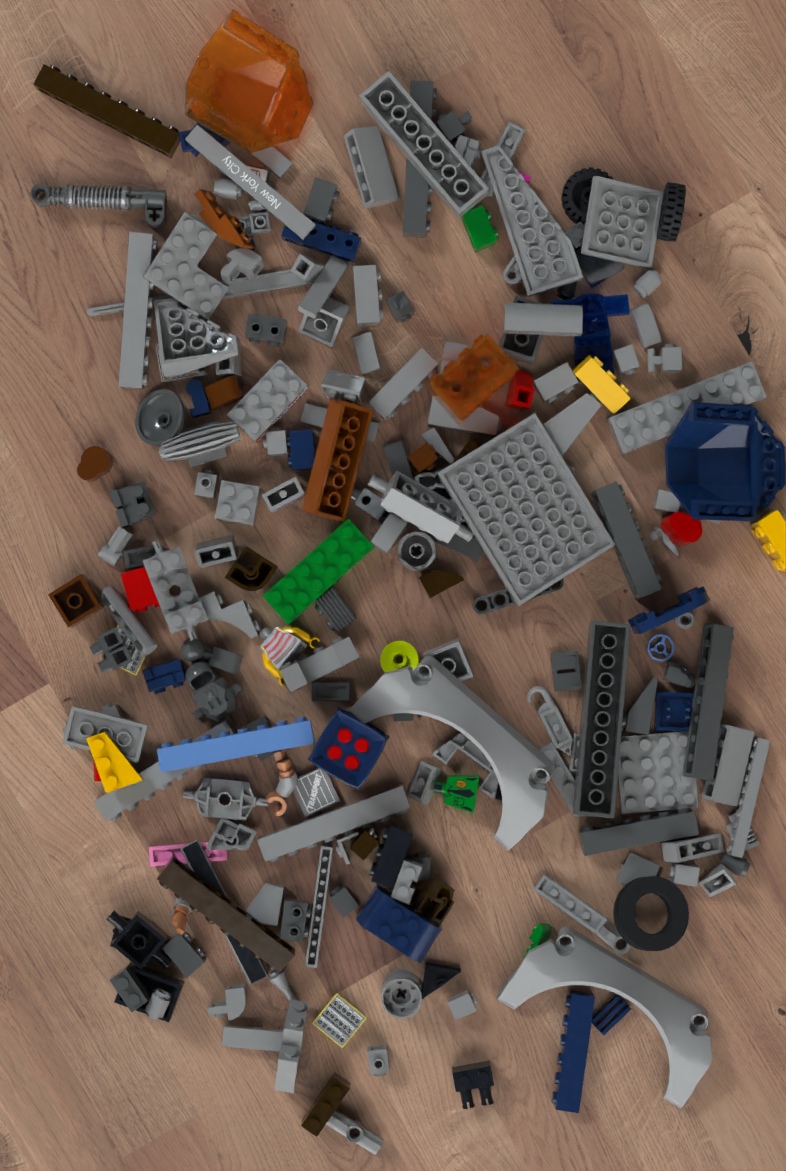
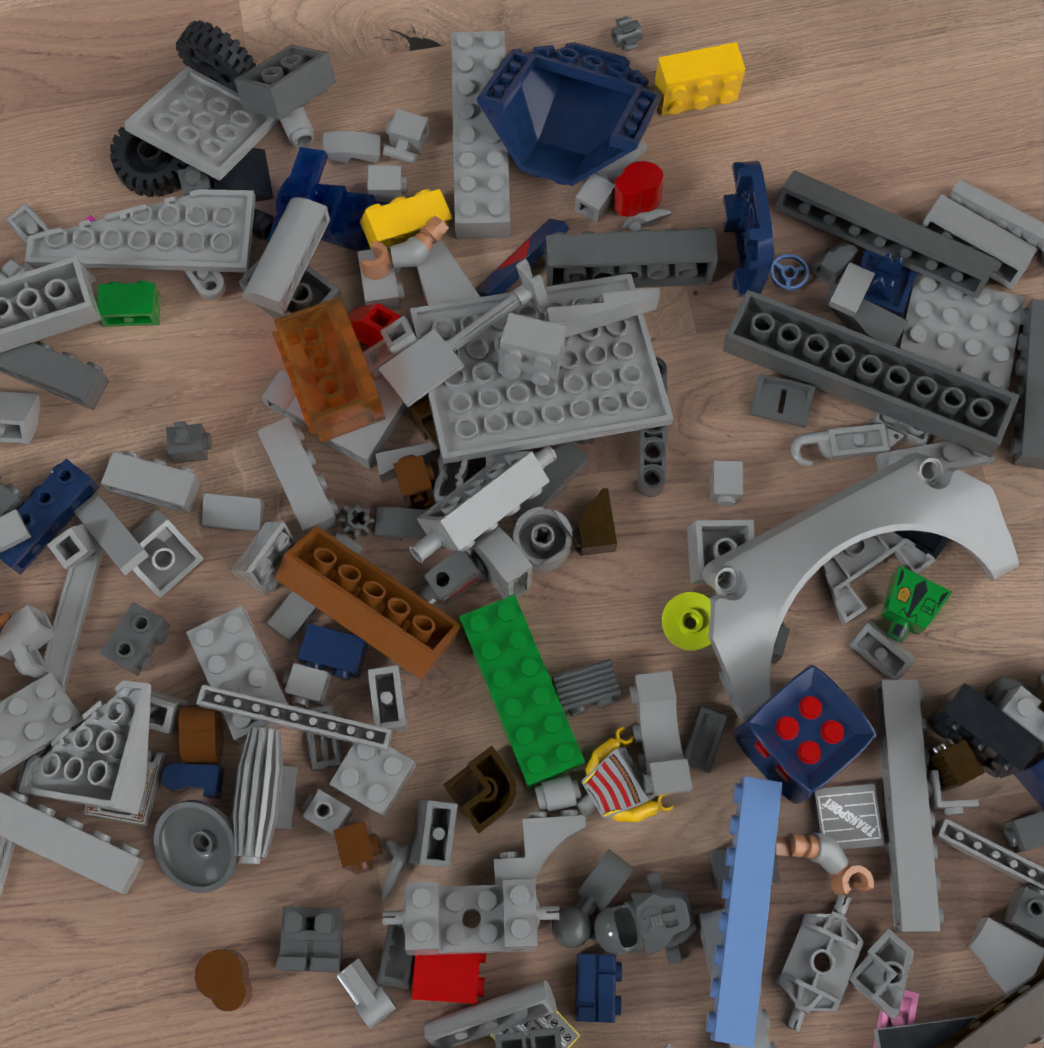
camera: 75 degrees left, 15 degrees down
(192, 511) = (358, 847): none -> reddish brown brick
(199, 537) = (400, 859): none -> light grey bar
(246, 457) = (326, 763): none -> light grey tile
(250, 445) = (294, 717): none -> light grey piece
(266, 615) = (557, 793): none -> light grey brick
(389, 436) = (355, 512): none -> dark grey gear
(496, 652) = (726, 482): none -> light grey brick
(502, 440) = (434, 360): none -> light grey piece
(505, 412) = (396, 339): none -> light grey brick
(526, 502) = (531, 349): none -> light grey brick
(576, 398) = (405, 254): none -> nougat piece
(581, 541) = (613, 308): none -> light grey slope
(604, 469) = (530, 250): none -> dark blue tile
(656, 691) = (851, 289): none -> light grey slope
(671, 265) = (285, 81): none -> dark grey brick

